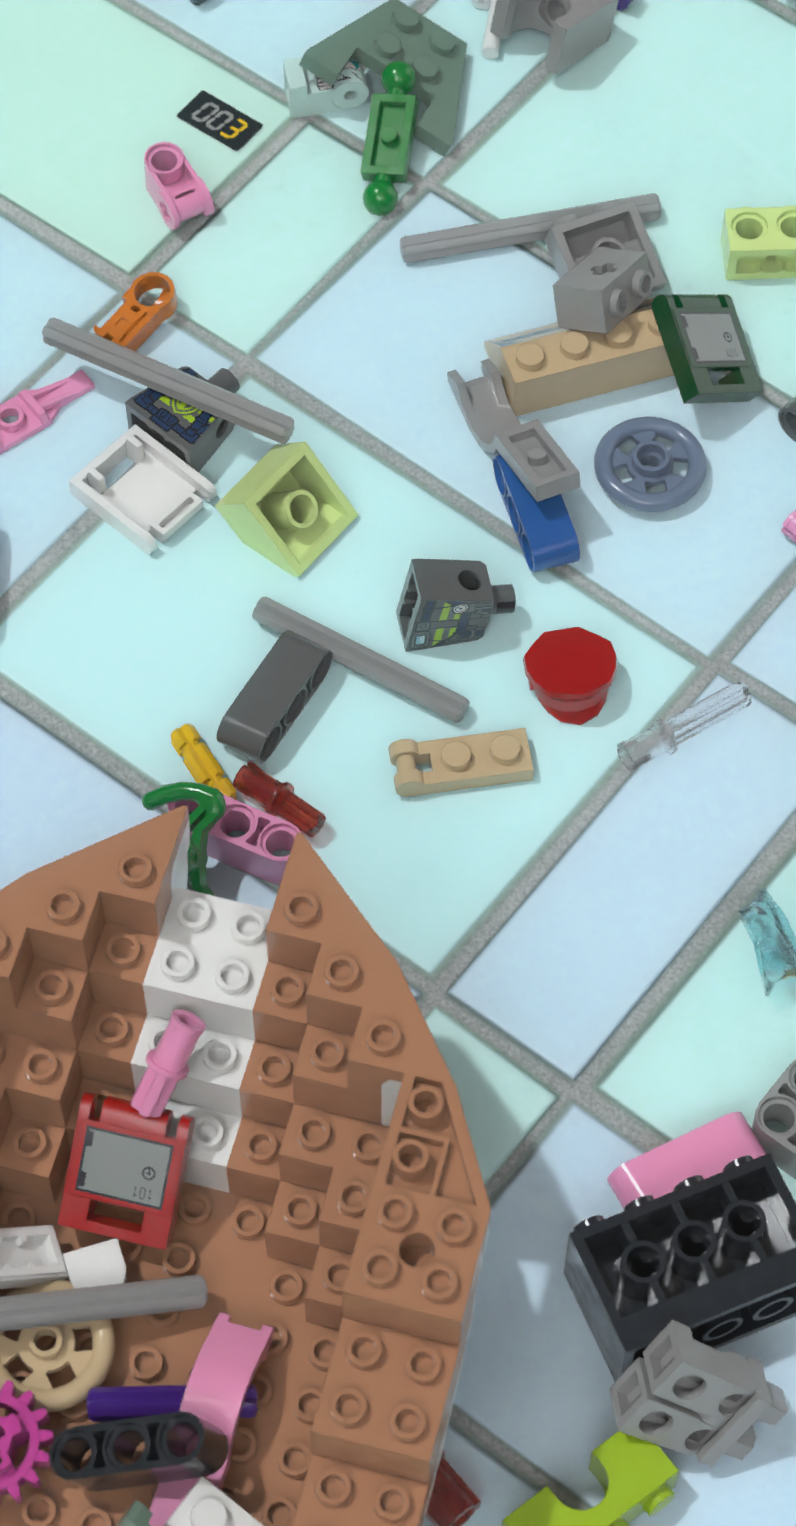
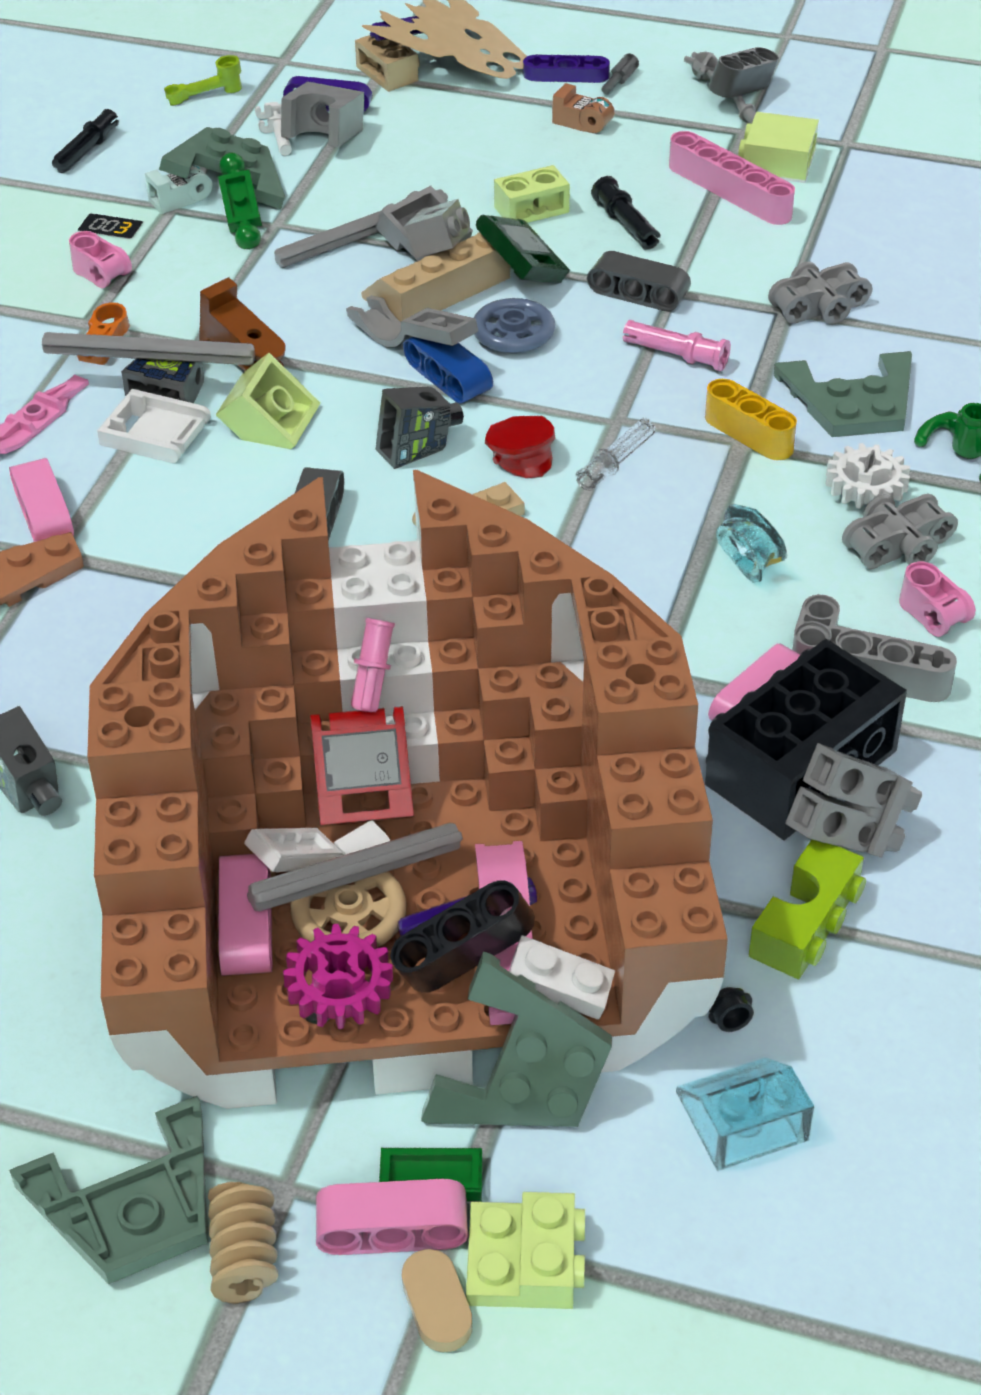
camera: 20 degrees left, 15 degrees down
(295, 380) = (229, 320): none -> dark orange piece
(364, 660) = (357, 475): light grey axle -> none

